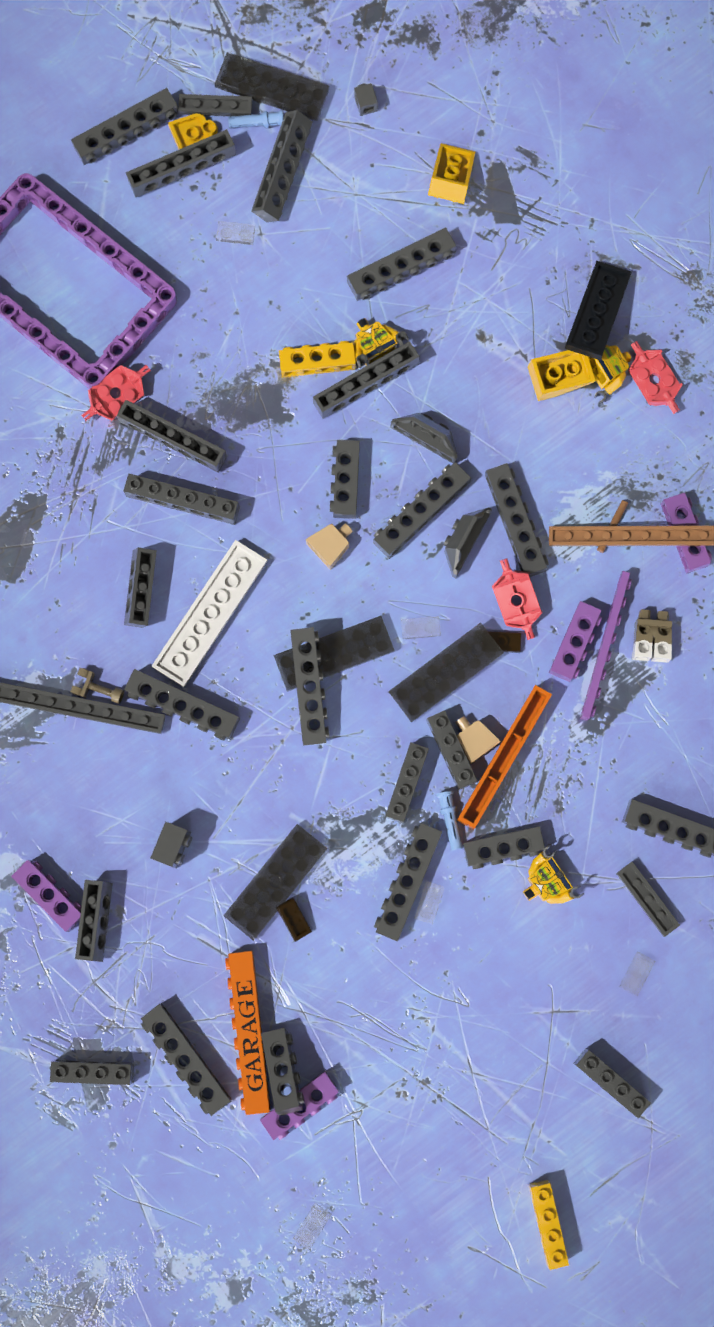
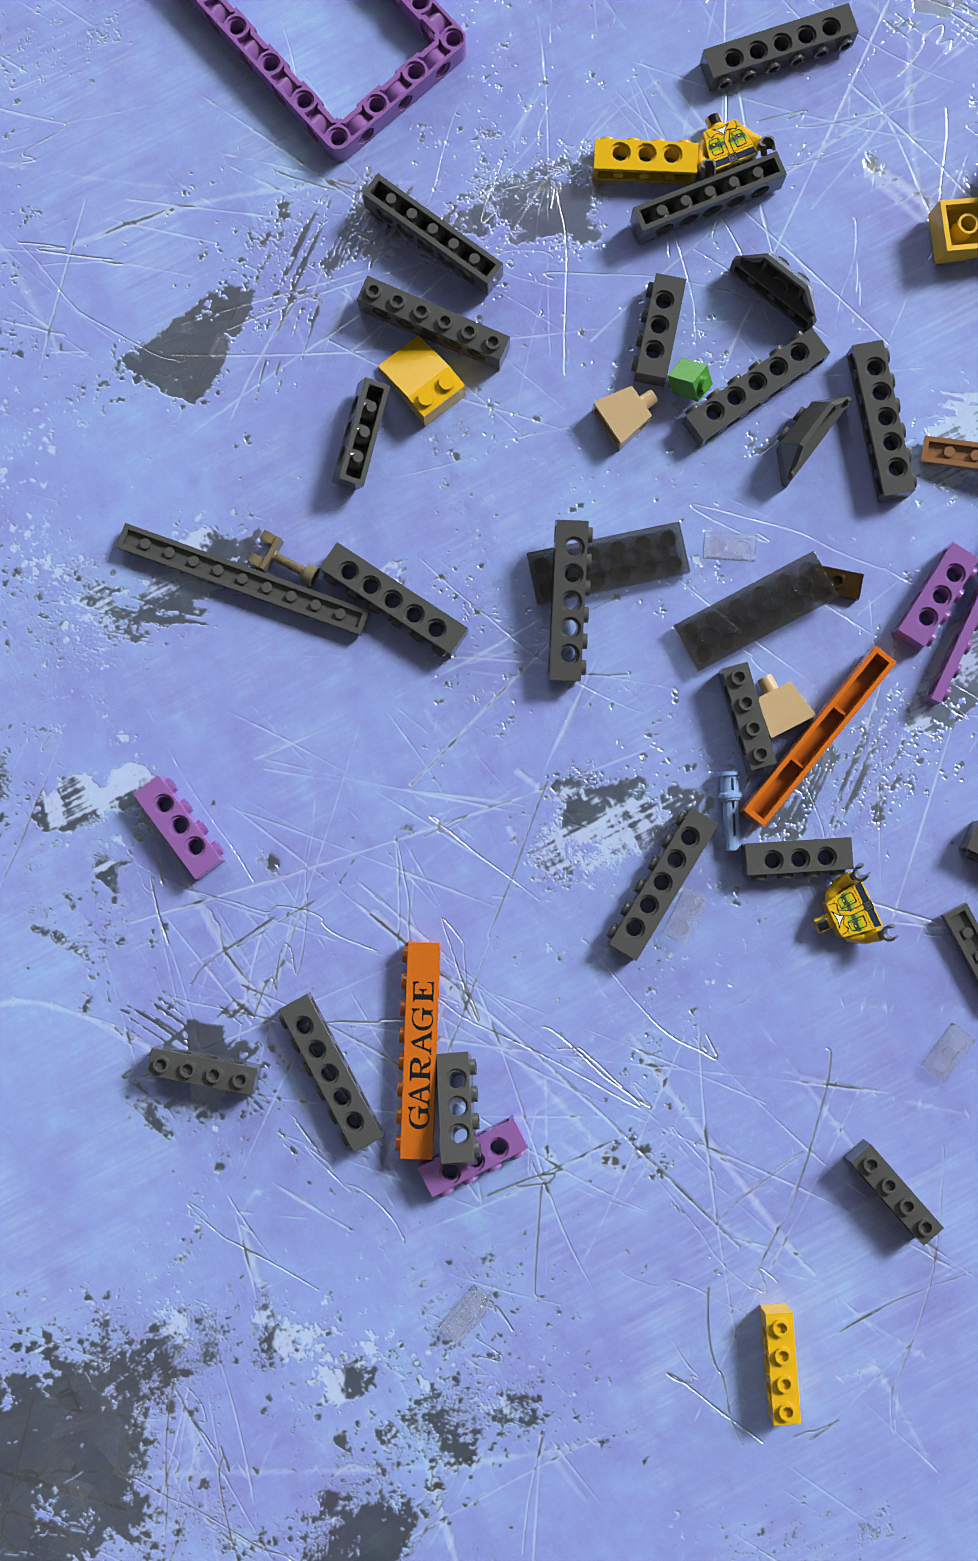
camera: 10 degrees right, 5 degrees up
(93, 920) = (235, 870): dark grey brick -> none
(130, 387) = (380, 149): coral plate -> none
(171, 845) = (353, 786): dark grey brick -> none
(179, 540) = (423, 380): none -> yellow slope
(209, 613) = (449, 483): white plate -> none
(275, 882) = (484, 856): clear smoke plate -> none
(293, 919) = (501, 909): dark brown plate -> none
(373, 512) = (690, 379): none -> bright green brick
(406, 783) = (680, 751): dark grey brick -> none
(517, 583) = (872, 505): coral plate -> none

